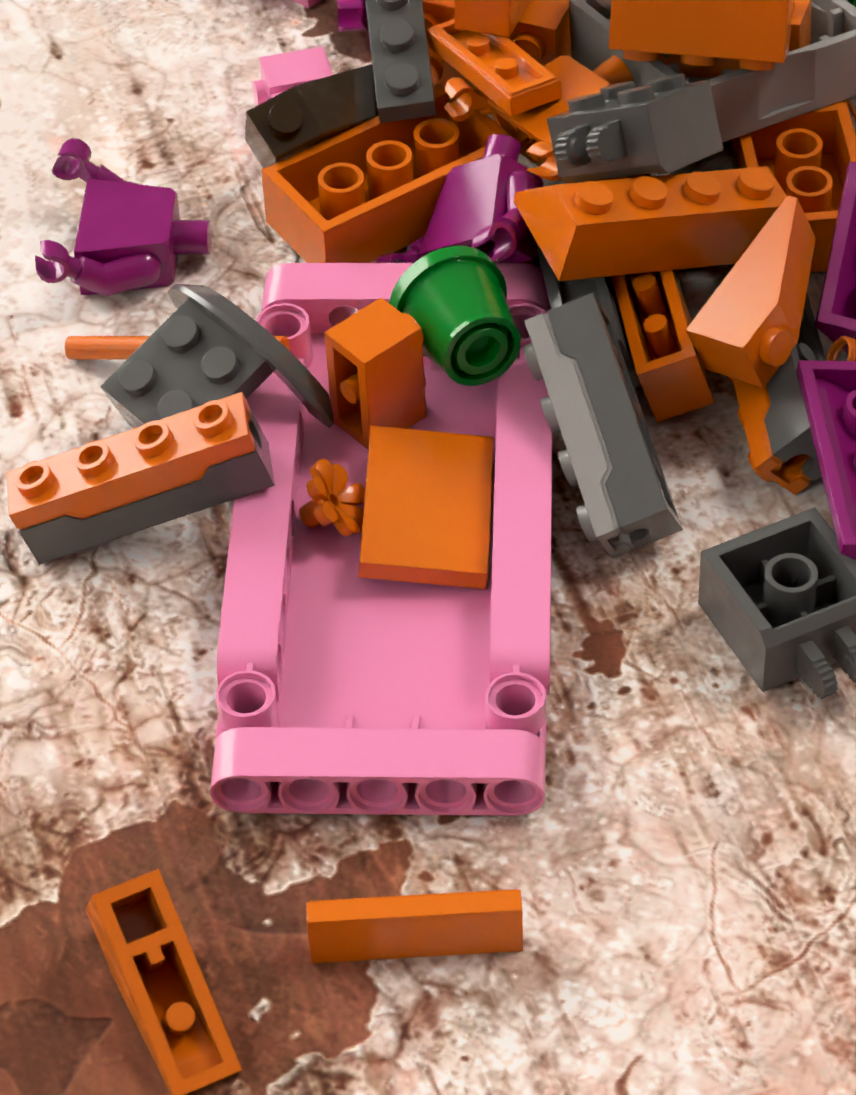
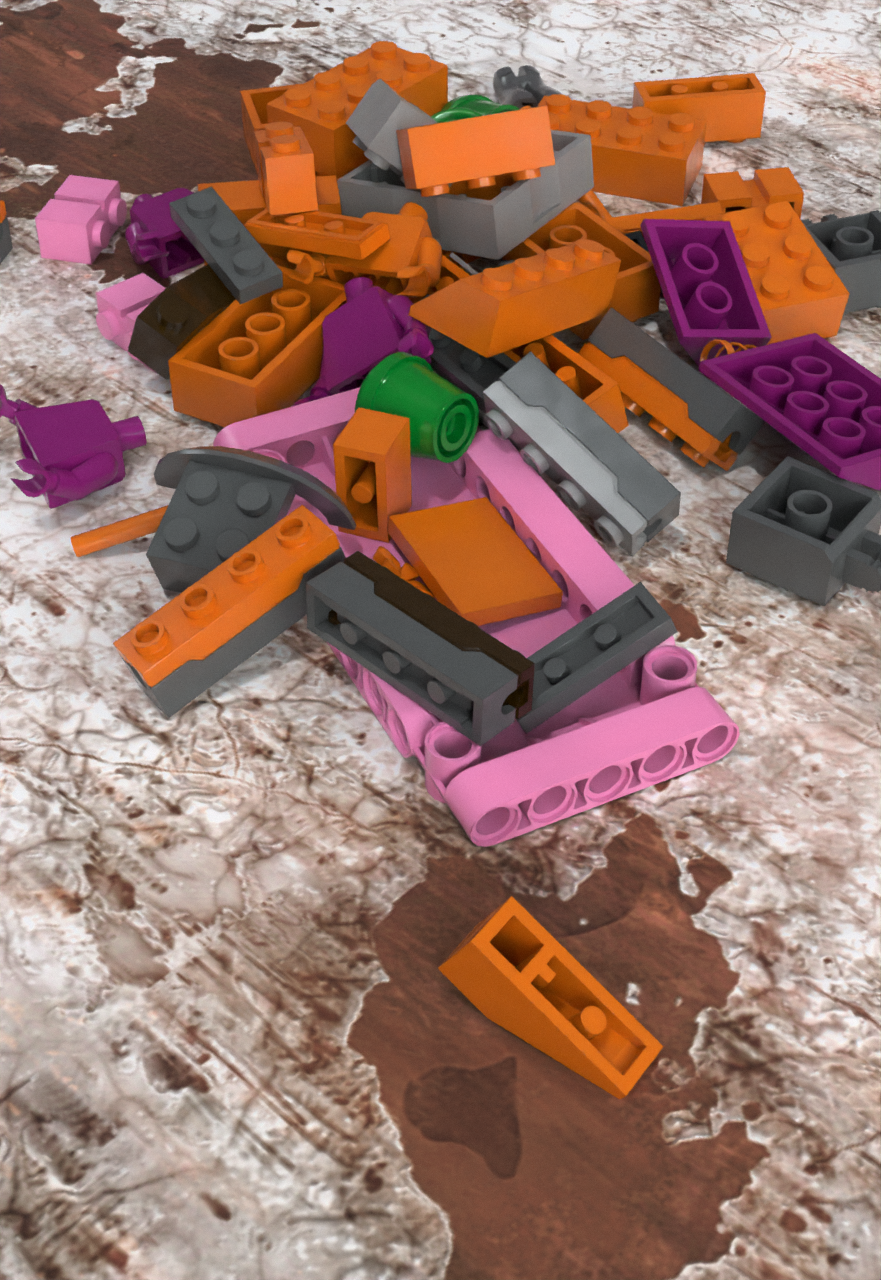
camera: 30 degrees left, 5 degrees down
(270, 585) = (420, 647): none -> dark grey piece
(415, 926) = (720, 869): orange tile -> none
(433, 655) = (595, 652): none -> dark grey plate
(635, 130) = (478, 237): dark grey hinge -> none
(759, 305) = (645, 342): orange slope -> none

